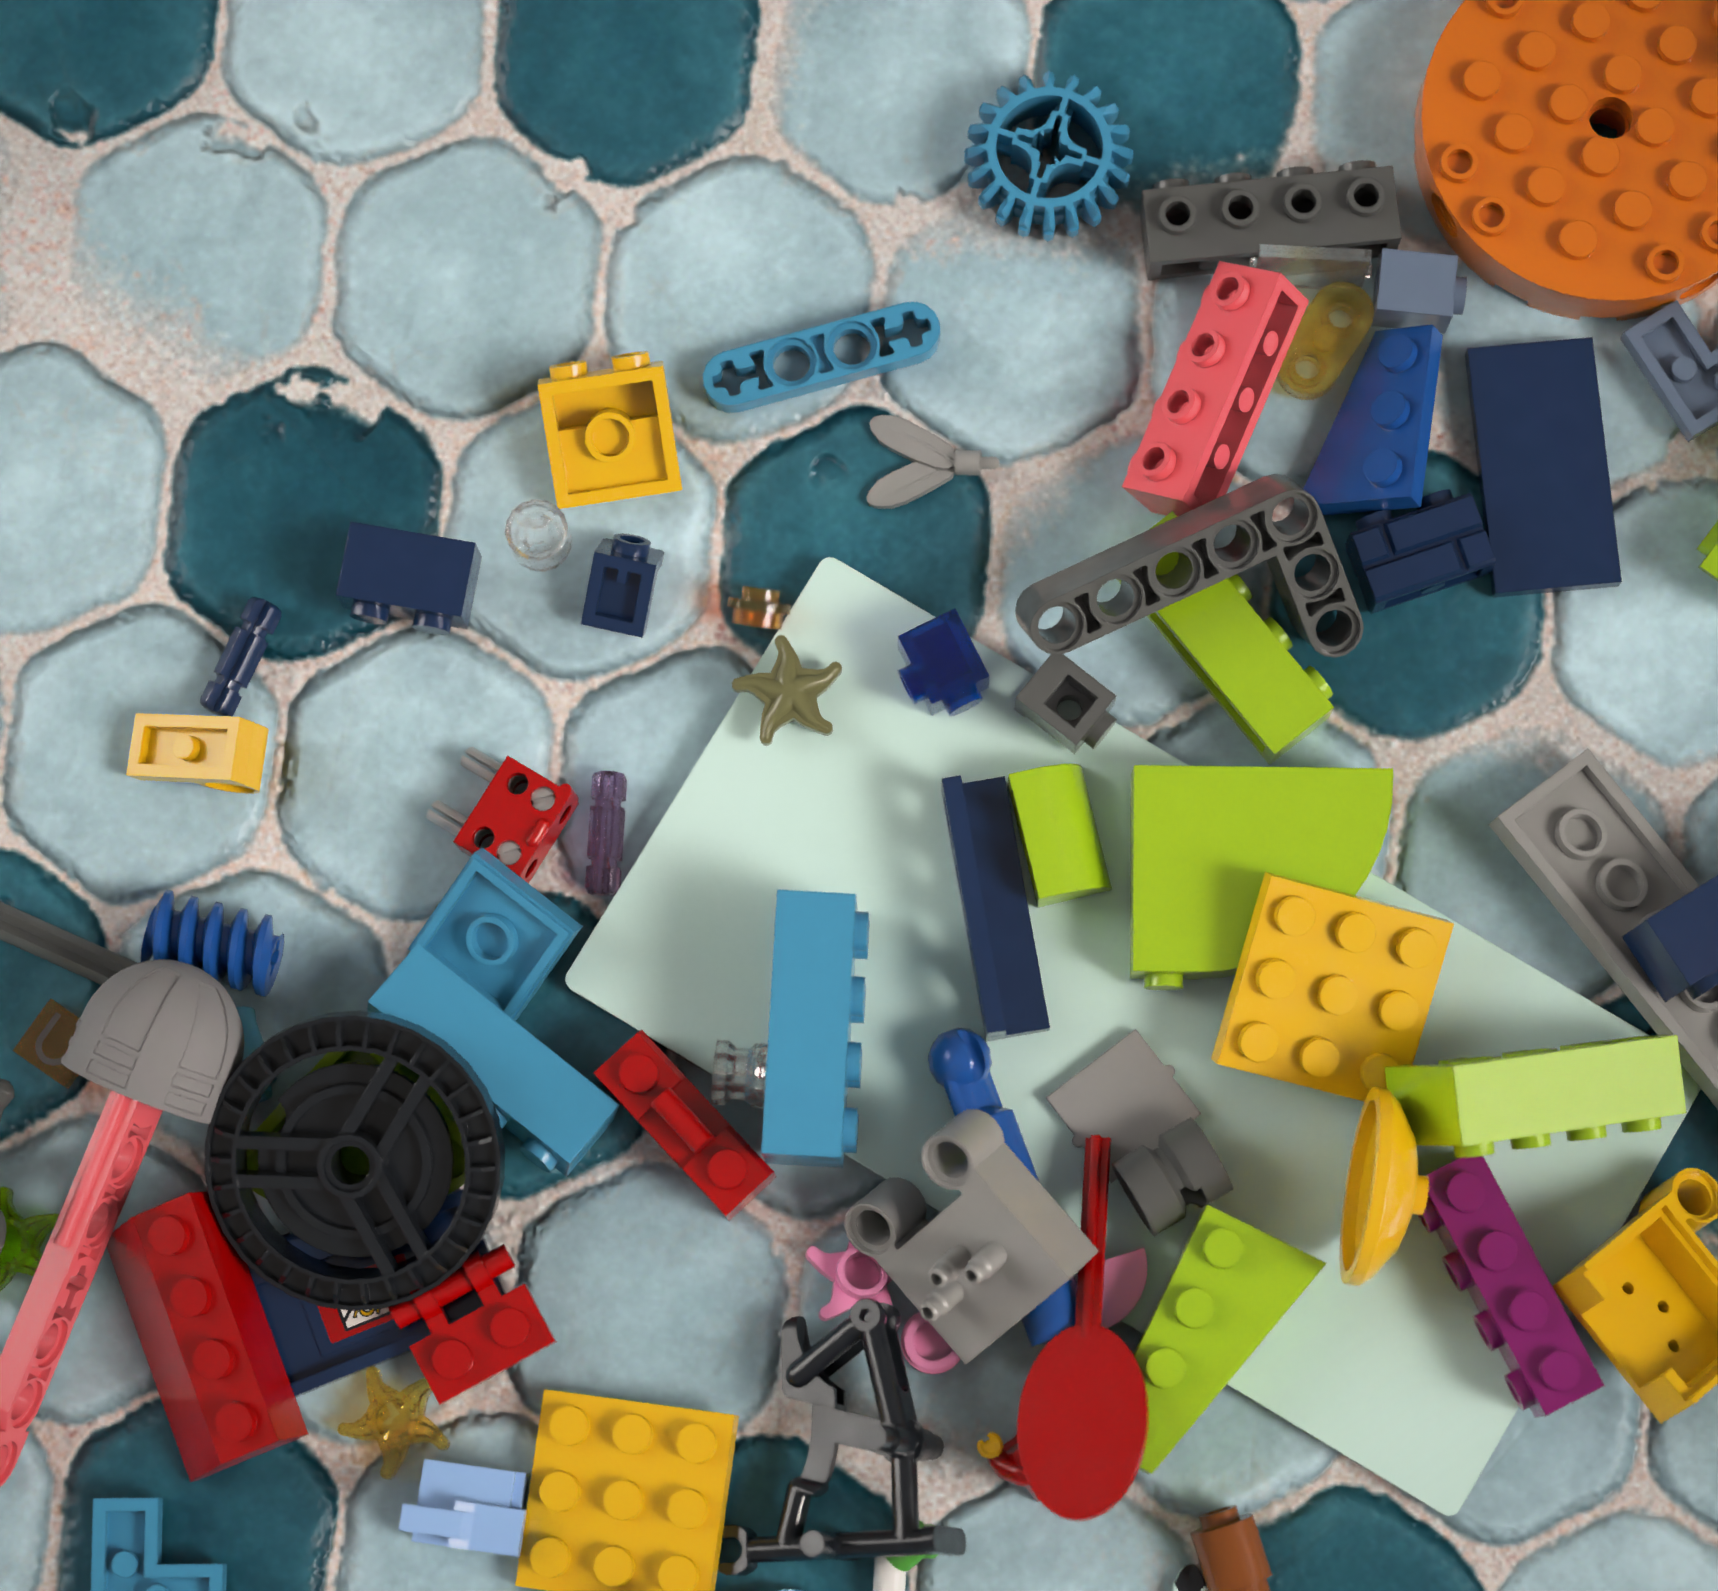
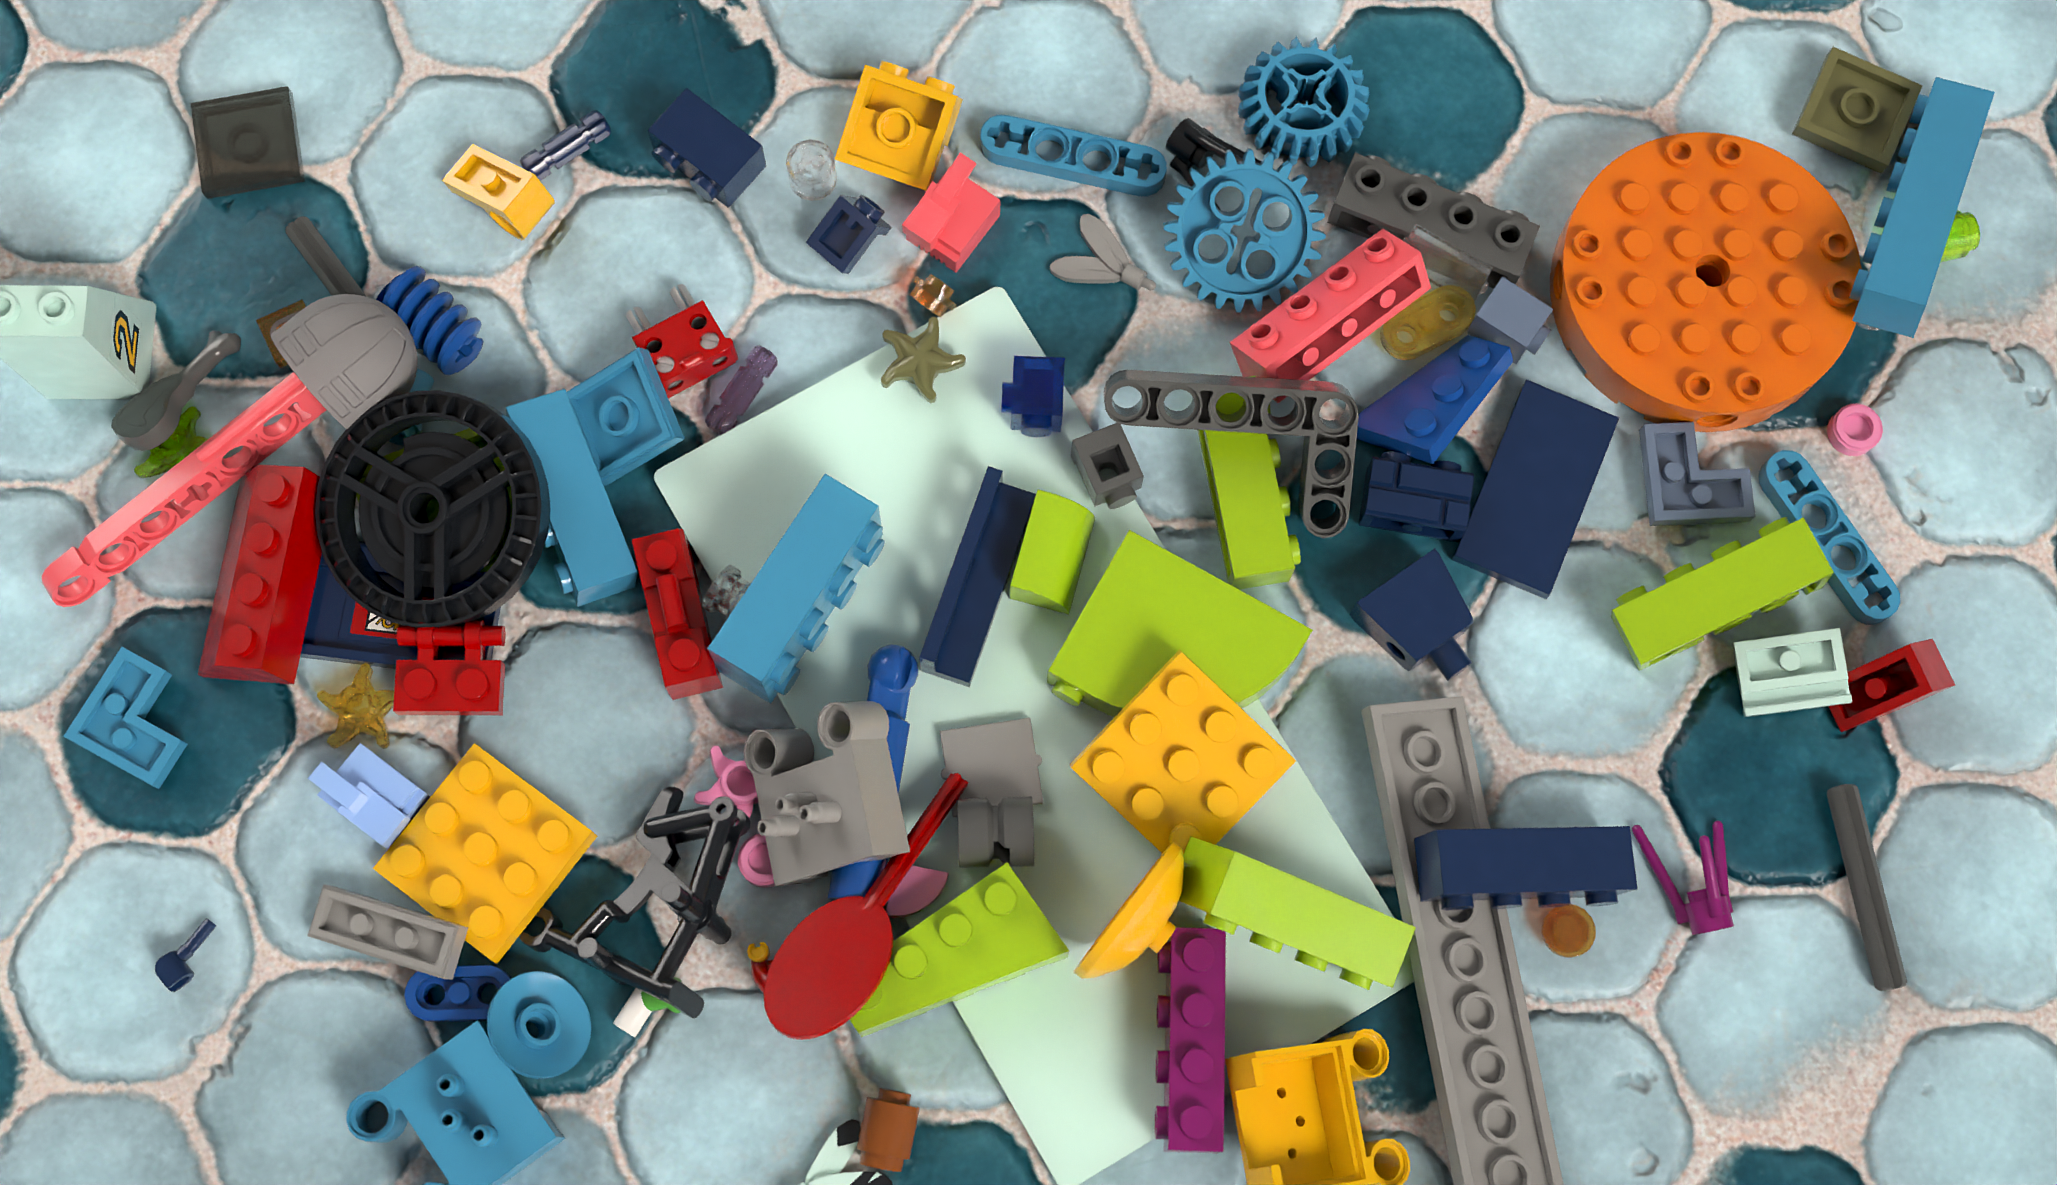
camera: 20 degrees right, 5 degrees down
(729, 503) = (952, 215): none -> coral piece
(955, 273) = (1193, 145): none -> black plant
(1121, 337) = (1287, 243): none -> dark azure gear
(1494, 685) = (1418, 617): none -> dark blue torso

